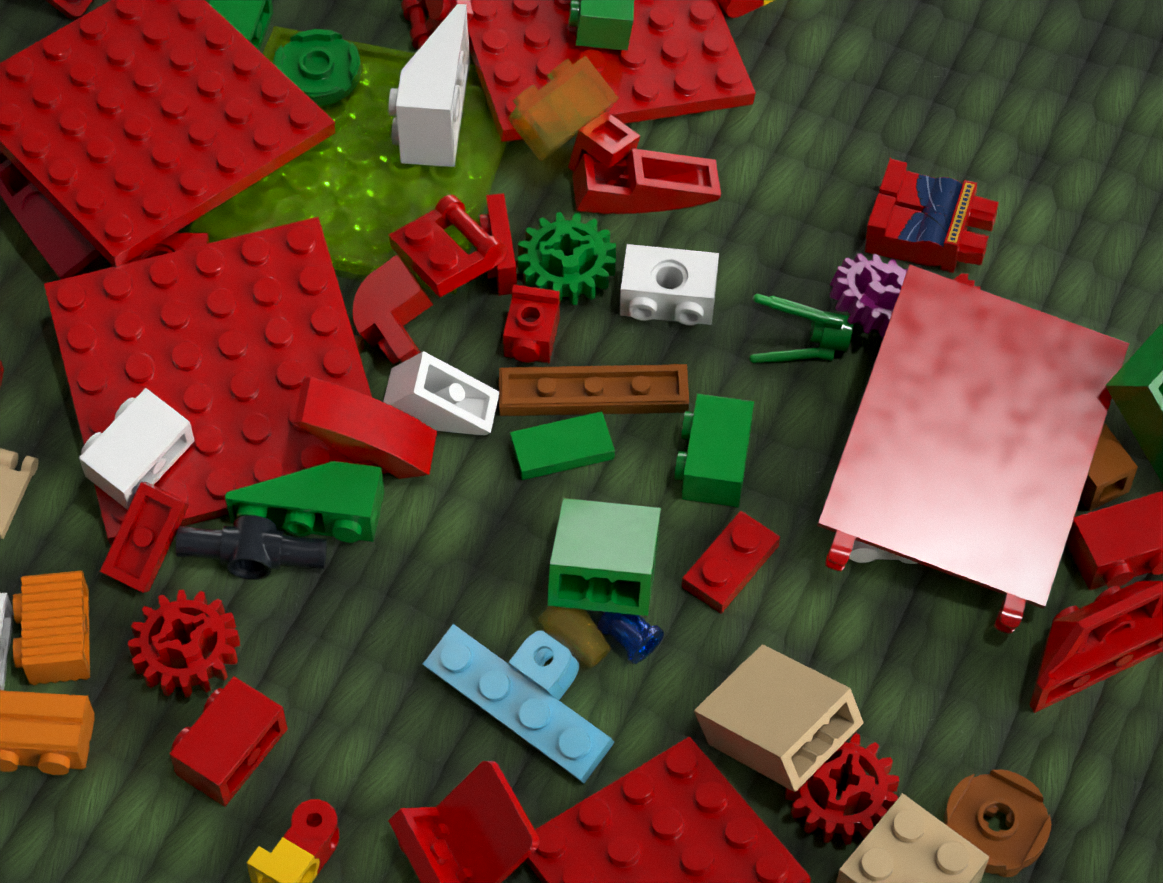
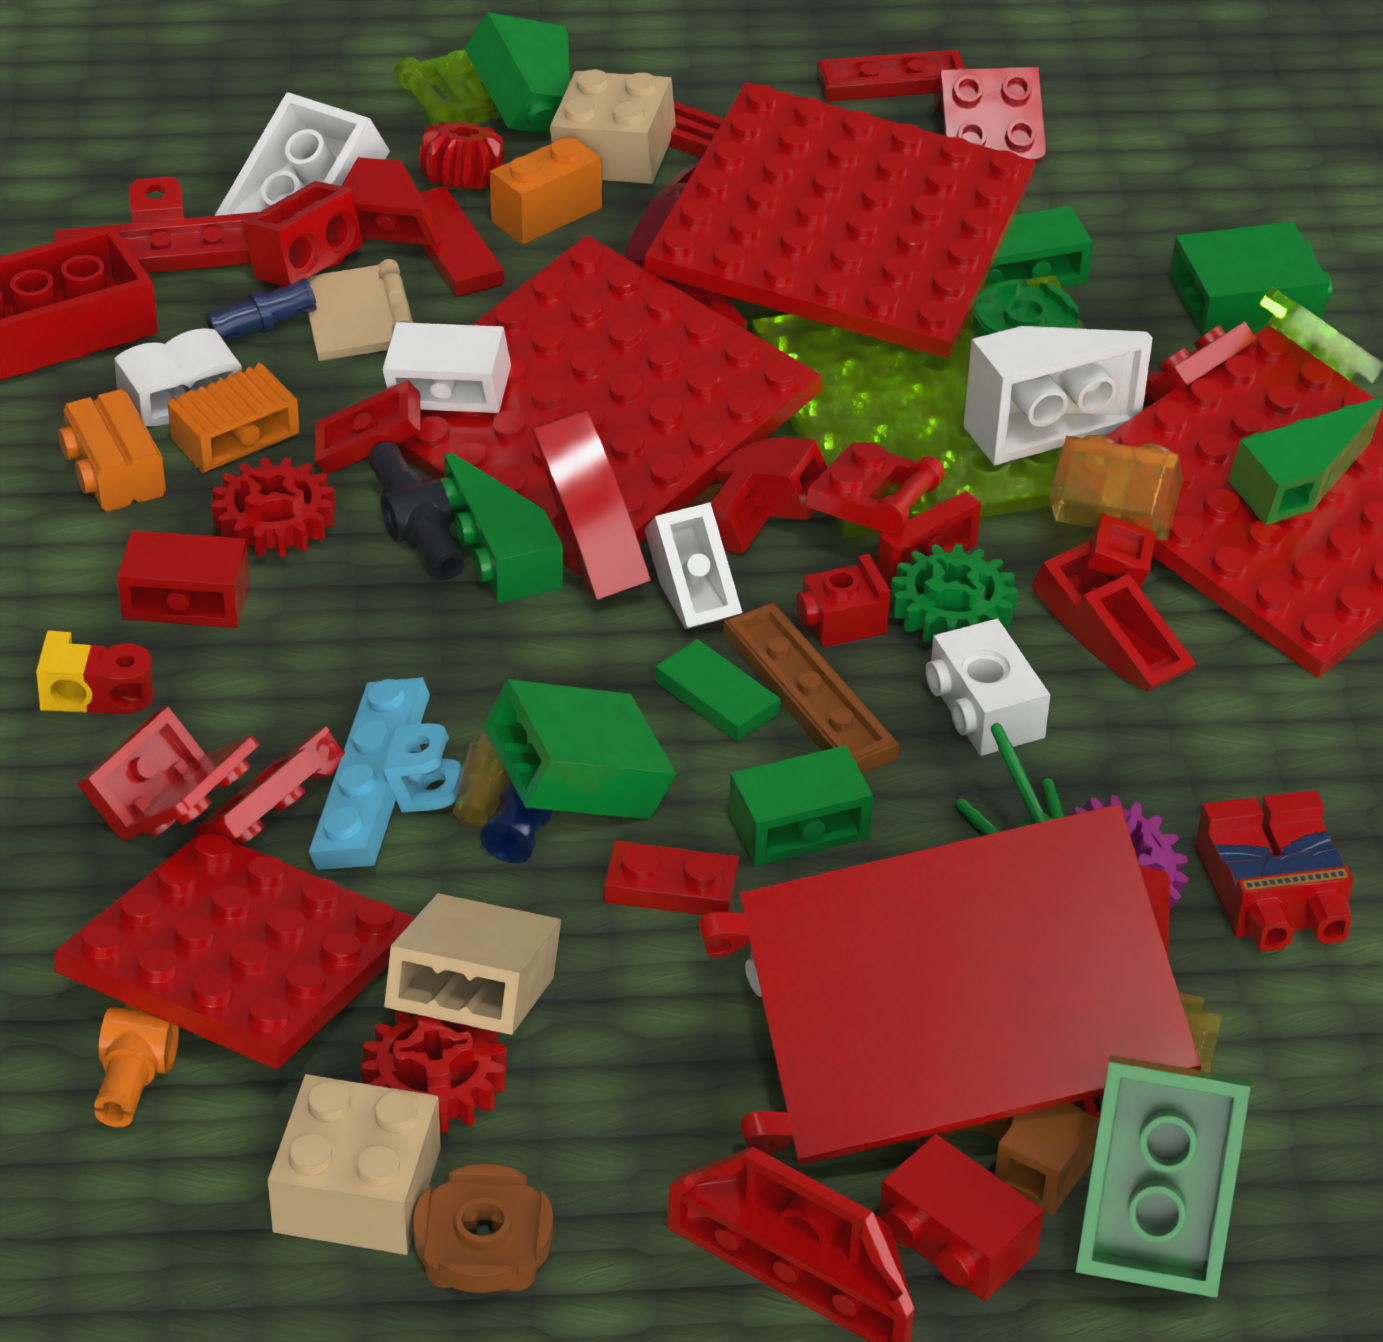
camera: 60 degrees right, 15 degrees down
(494, 743) = (274, 788): none -> hinge

